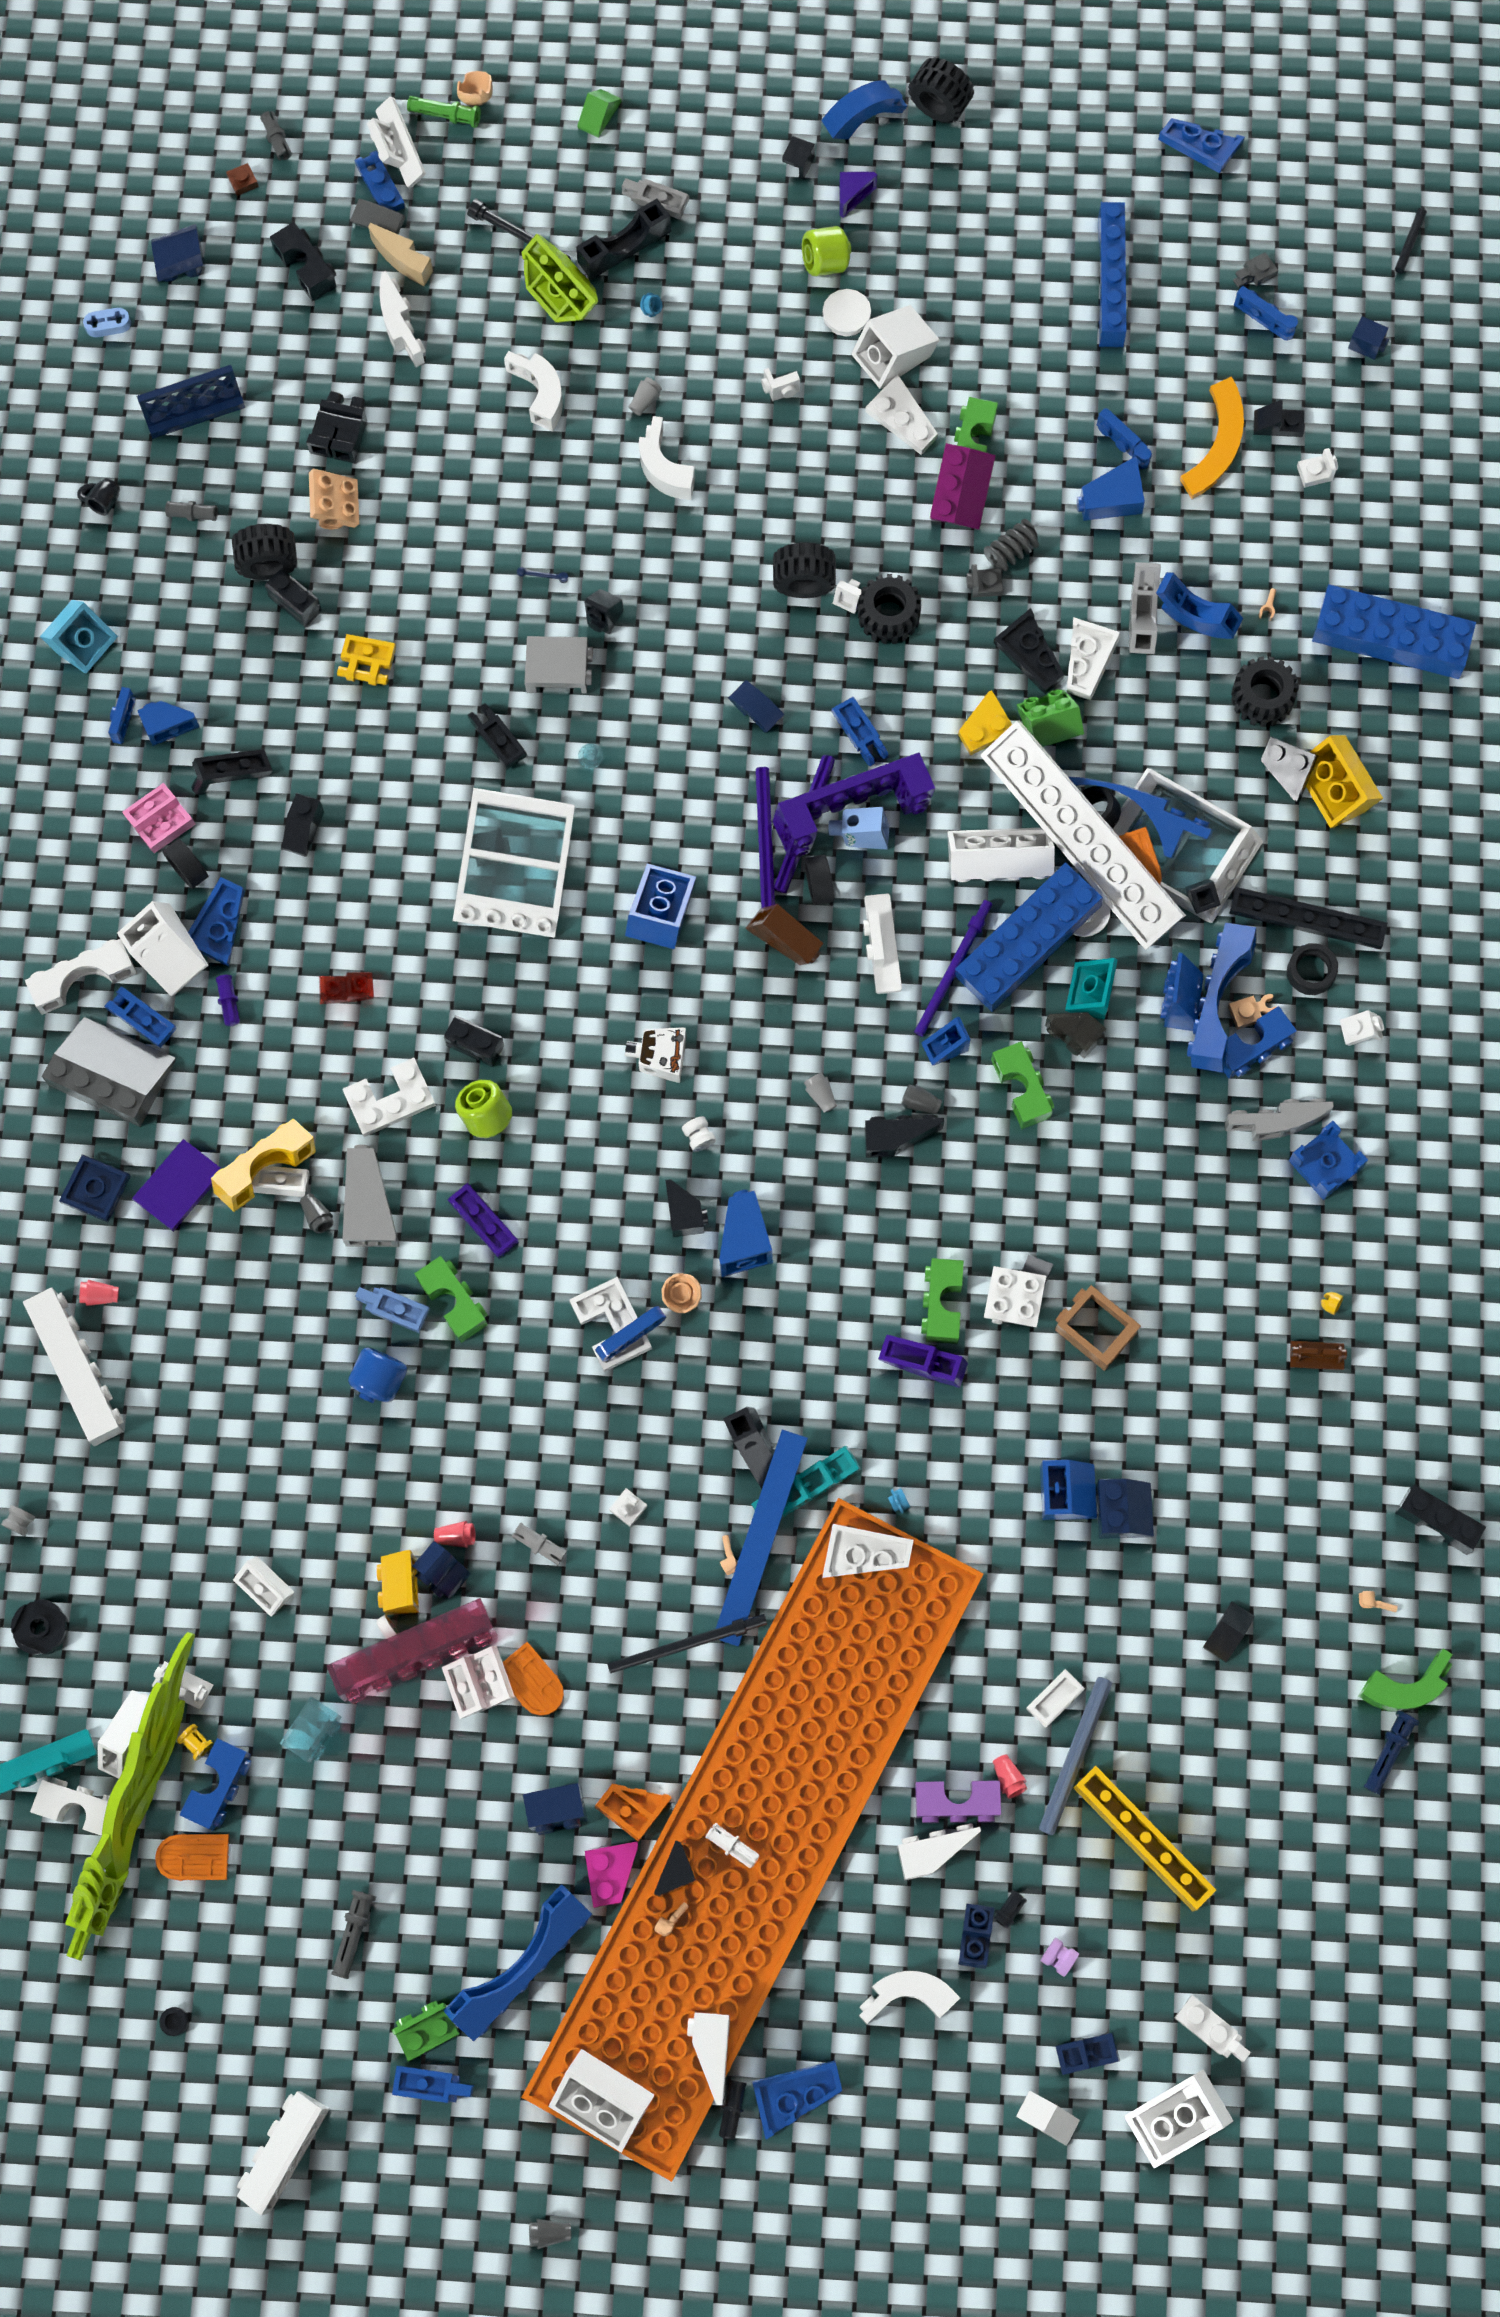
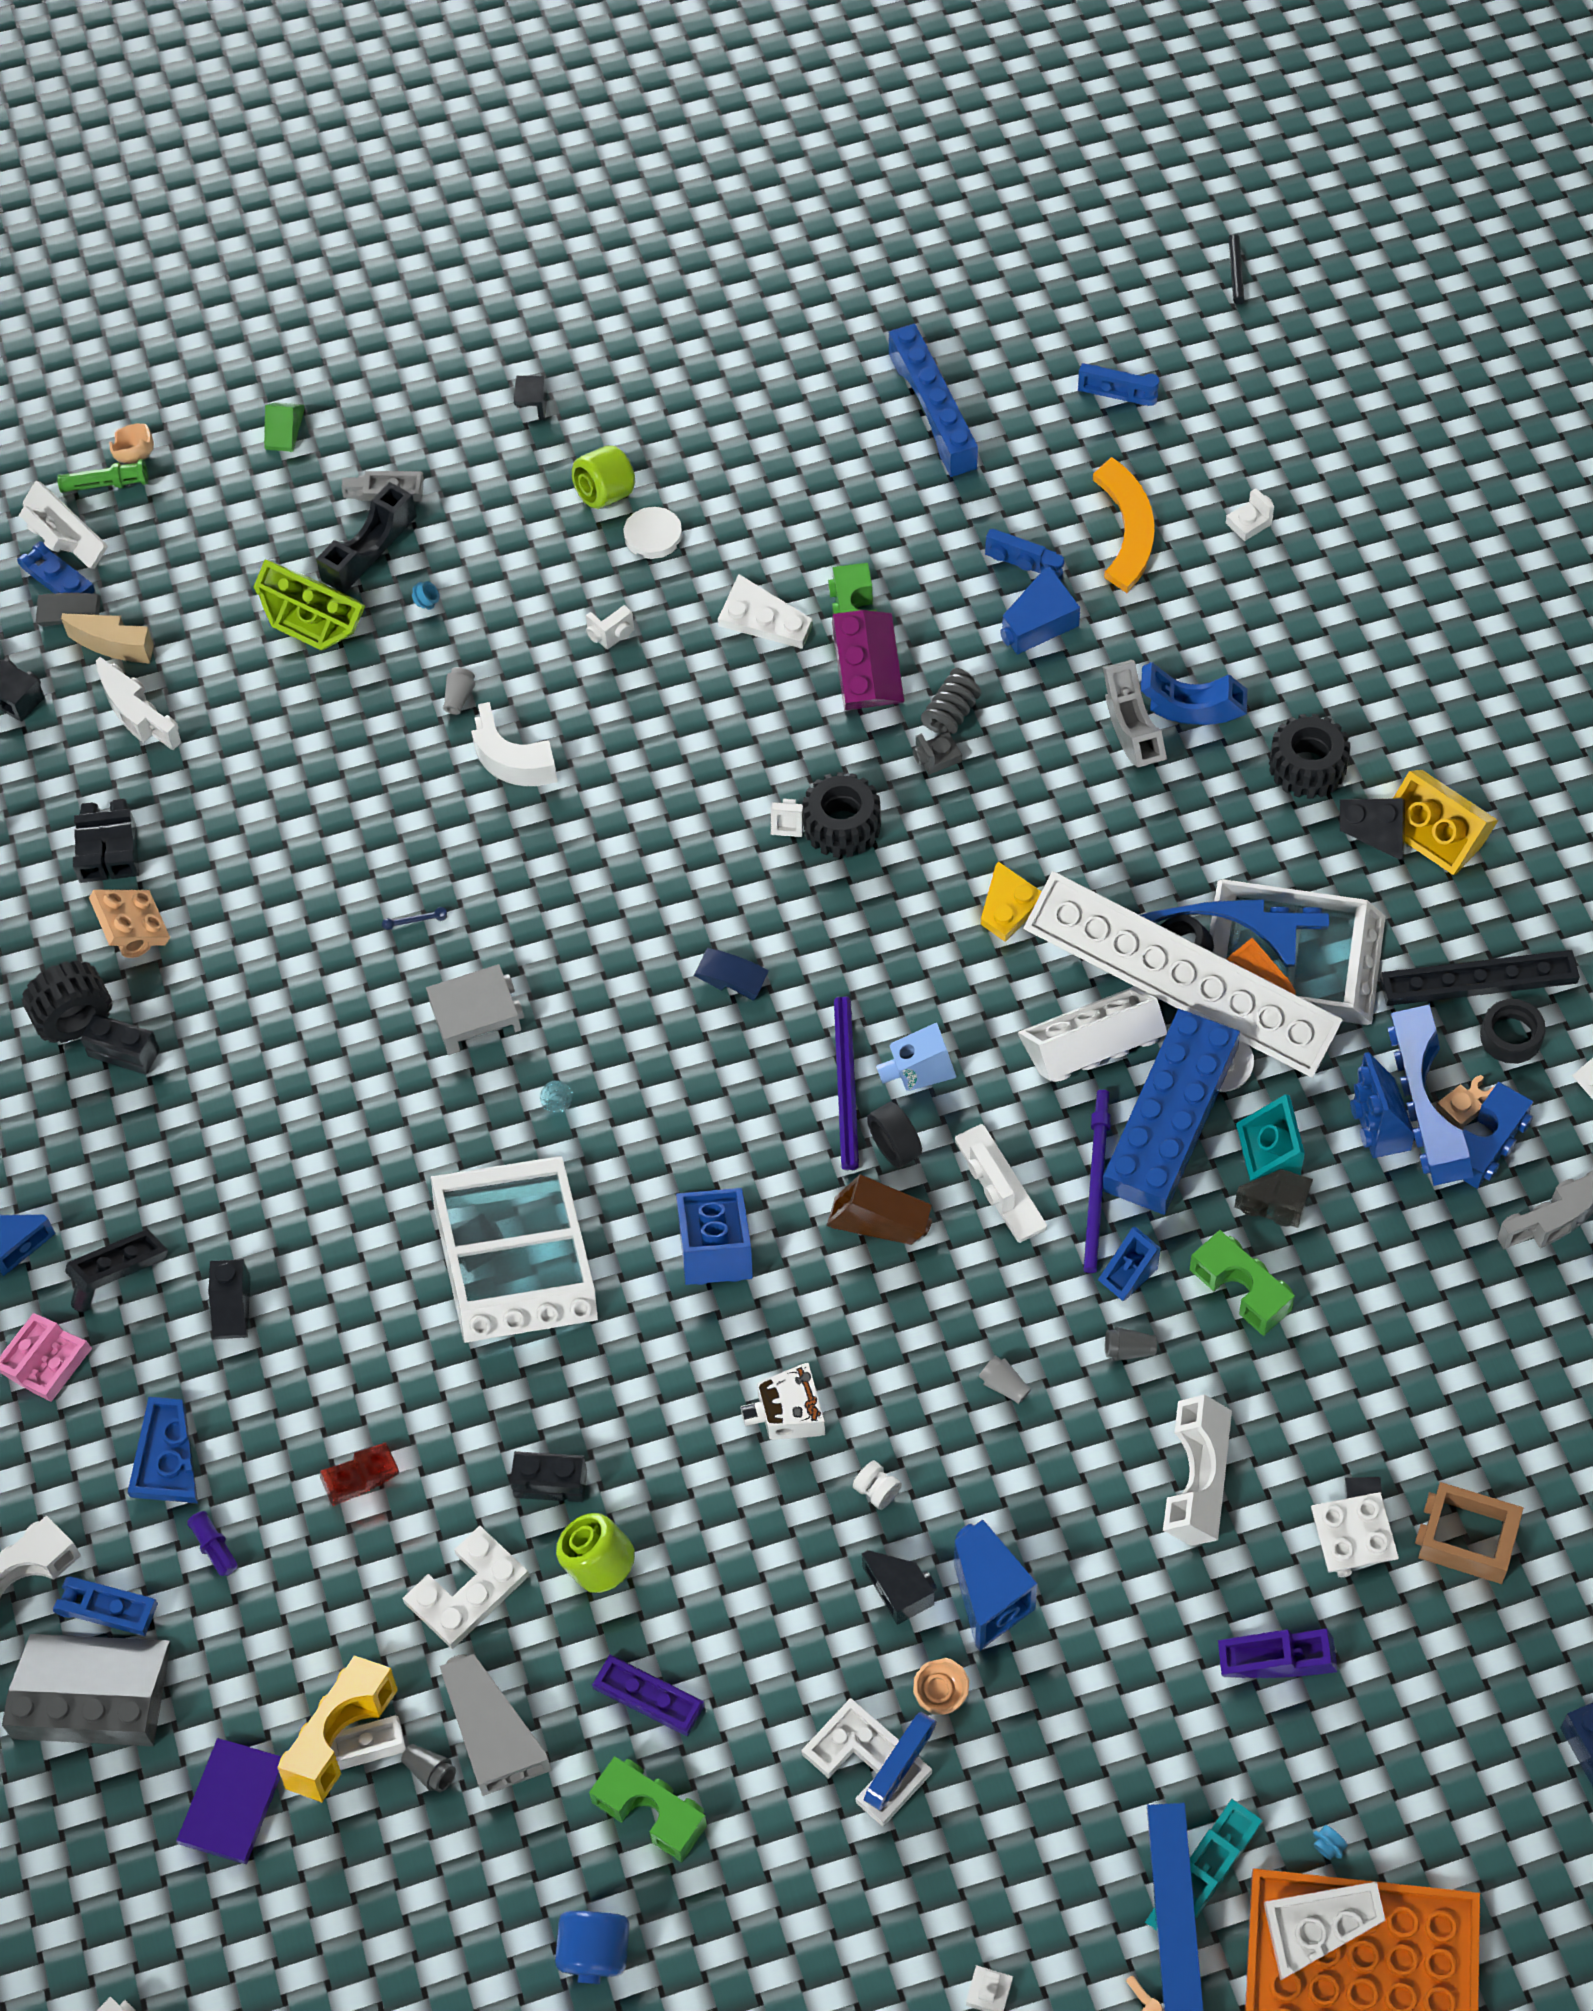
camera: 20 degrees left, 15 degrees down
(95, 1188) = (121, 1846): dark blue plate -> none
(97, 1293) = (174, 1982): coral cone -> none
(163, 946) = (106, 1506): white slope -> none
(185, 863) = (98, 1395): black tyre -> none
(366, 652) = (234, 1075): yellow plate -> none
(394, 1308) = (577, 1849): medium blue hinge -> none
(479, 211) = (184, 565): black piece -> none
(498, 737) = (434, 1114): black hinge -> none
(548, 403) = (333, 710): white arch -> none
(603, 611) = (505, 931): black slope -> none
(751, 1441) = (1114, 1842): black slope -> none
(765, 837) = (805, 1114): dark purple axle -> none
(796, 816) = (839, 1071): dark purple plate -> none
(804, 570) = (726, 804): black tyre -> none
(854, 189) = (607, 407): dark purple slope -> none
(859, 106) = (578, 324): blue arch -> none
(859, 729) = (865, 957): blue hinge -> none
(893, 1136) = (1113, 1400): black slope -> none
(894, 345) = (721, 545): white slope -> none
(941, 90) = (662, 280): black tyre -> none
(941, 1324) = (1277, 1601): bright green arch -> none
(943, 1185) = (1204, 1432): none -> white arch
(1027, 648) = (1019, 805): black wing -> none
(1051, 717) = (1085, 860): bright green slope -> none
(1068, 1490) = (1530, 1746): blue slope -> none
(1089, 656) = (1093, 788): white wing -> none
(1203, 895) = (1351, 992): black slope -> none
(1204, 146) = (975, 250): blue wing -> none
(1257, 270) = (1087, 347): dark grey plate -> none
(1269, 604) = (1267, 670): light nougat hand -> none
(1276, 421) = (1184, 484): black slope -> none
(1369, 338) = (1241, 372): dark blue brick -> none
(1394, 631) = (1419, 647): blue brick -> none

